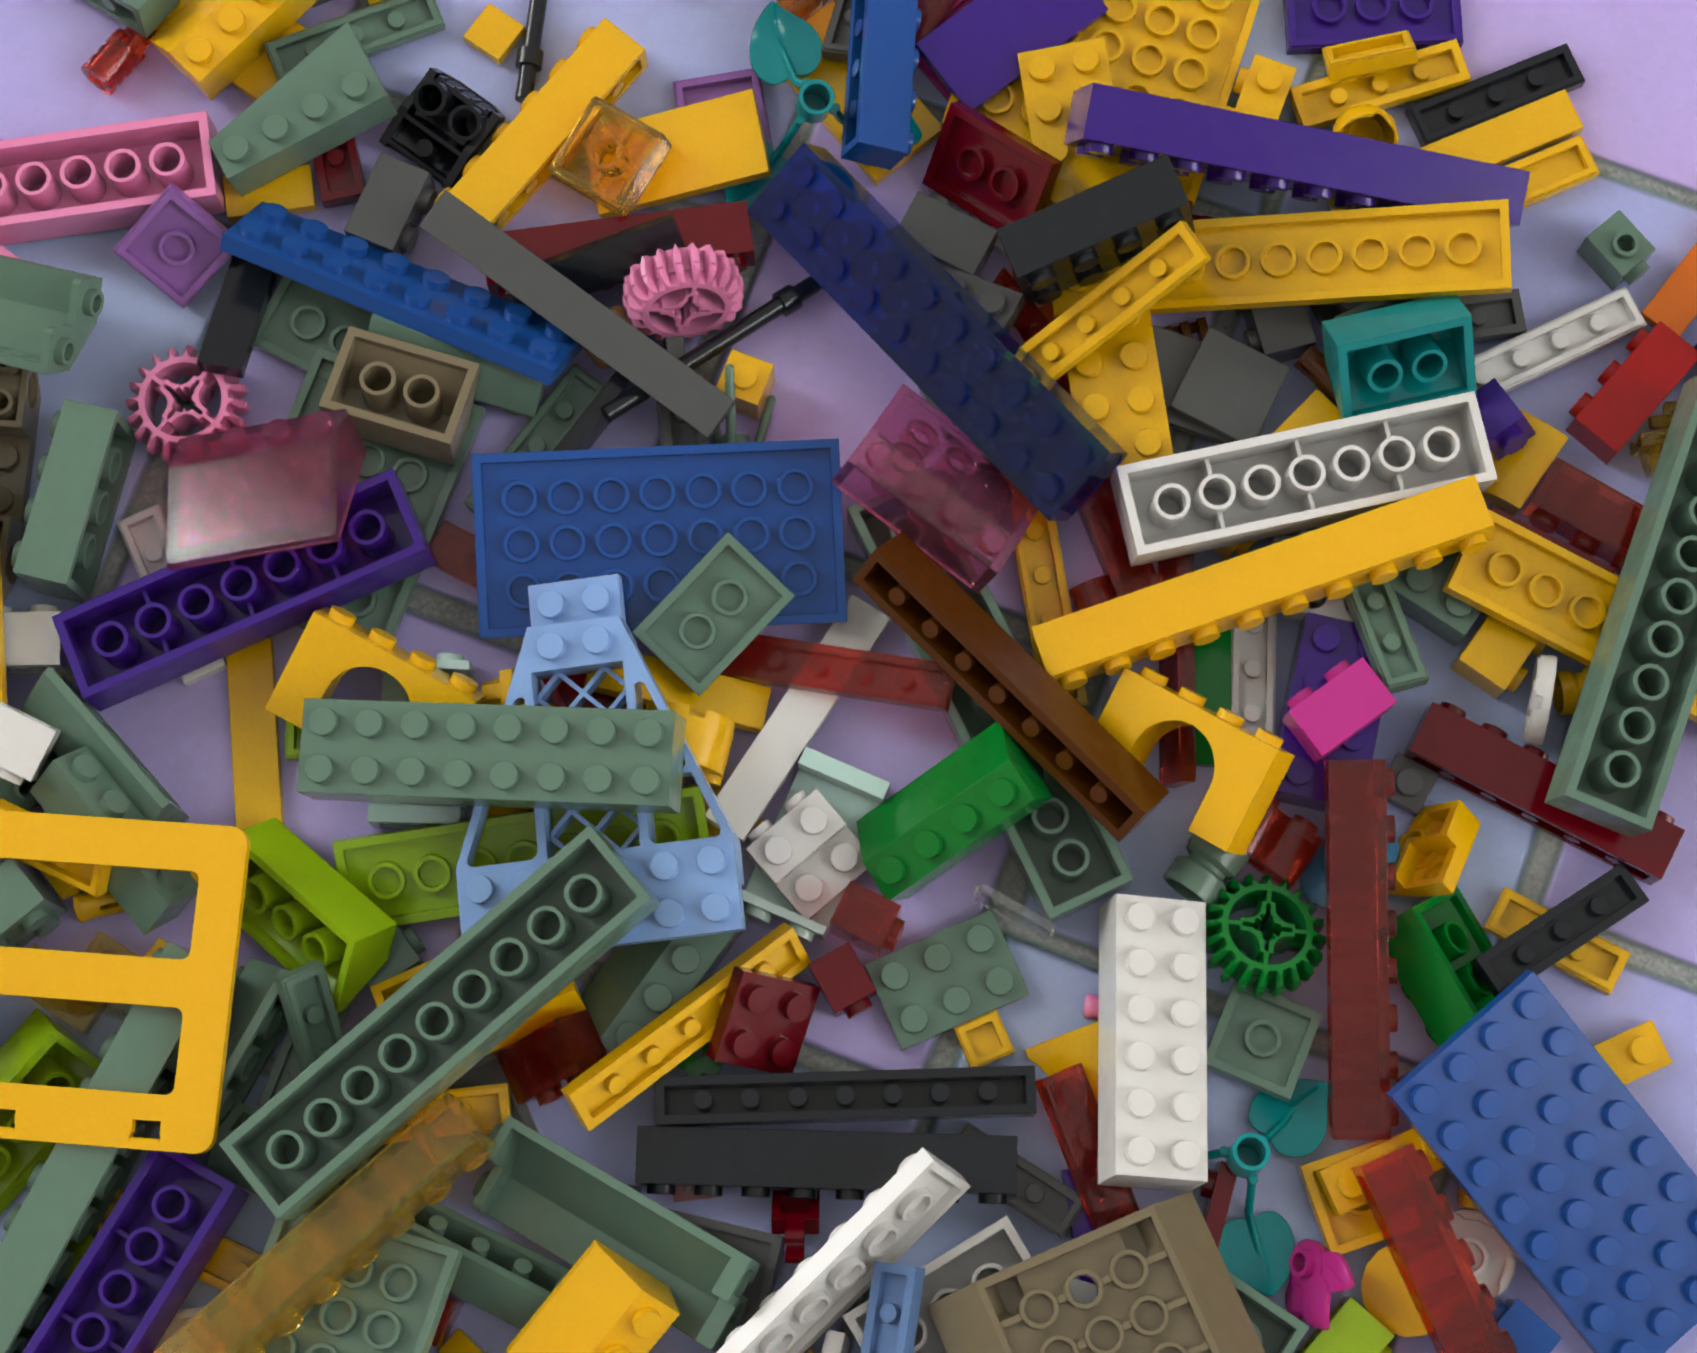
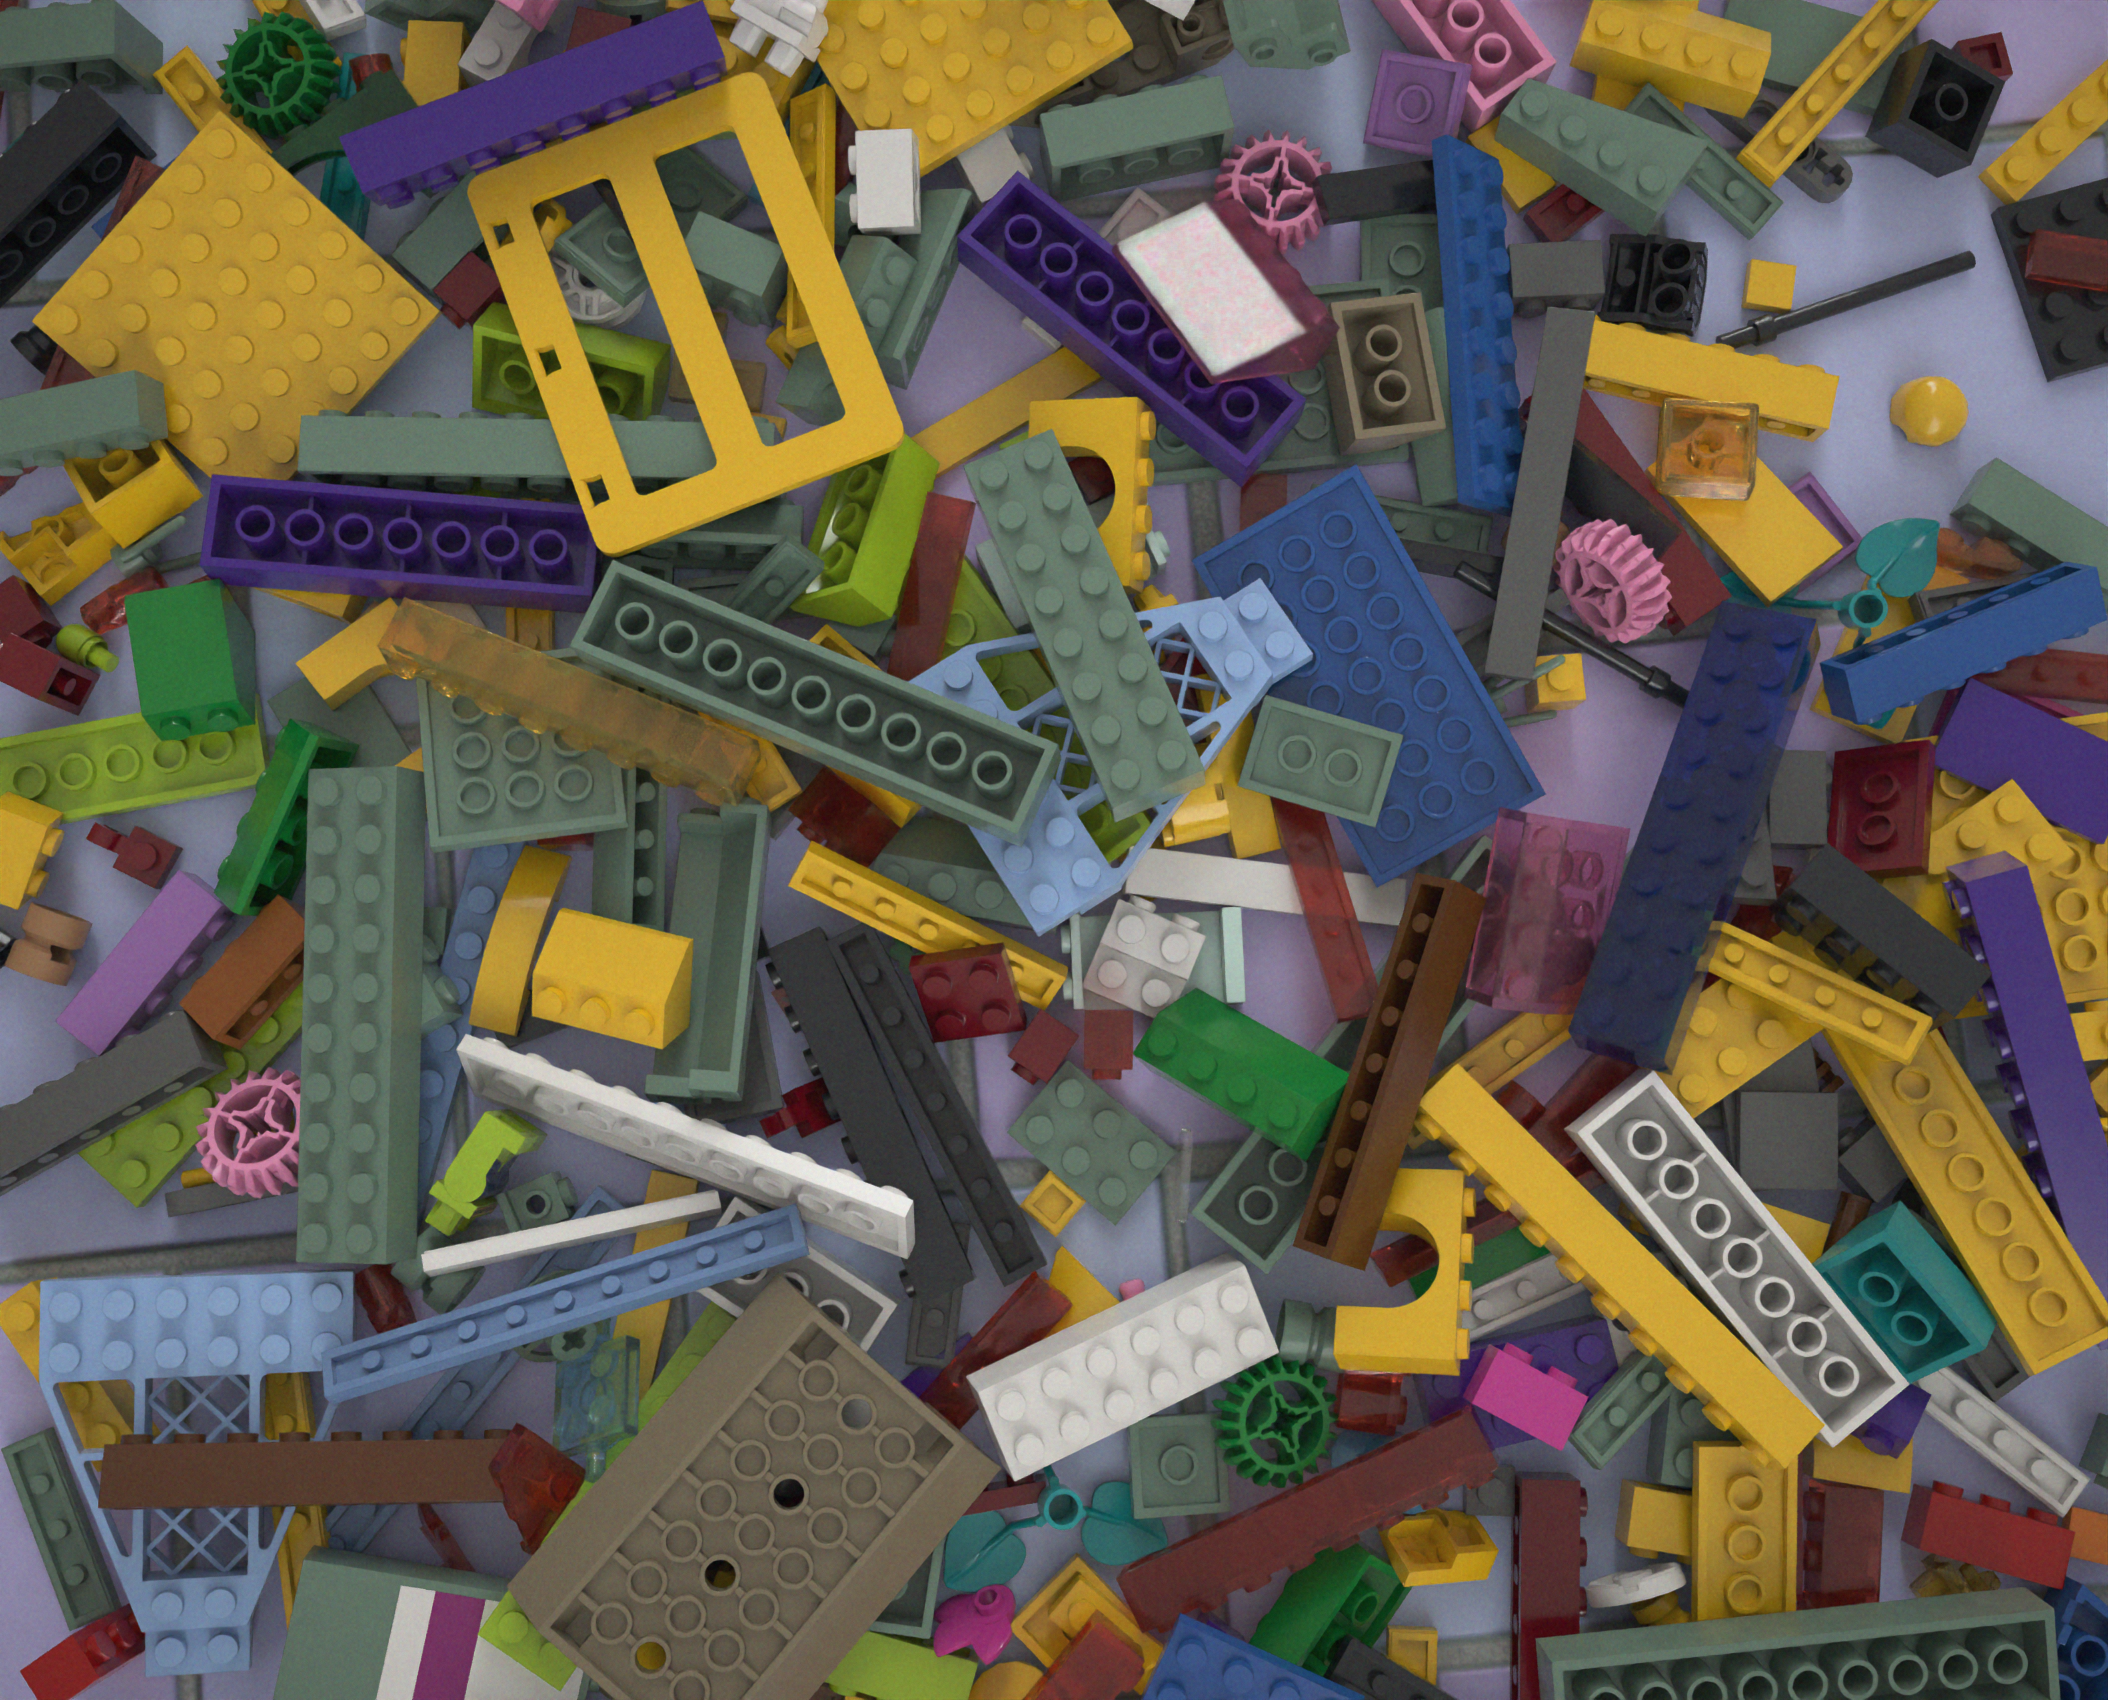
camera: 60 degrees right, 5 degrees up
(359, 684) = (1093, 478): none -> dark red plate
(383, 877) = (931, 585): none -> clear red tile

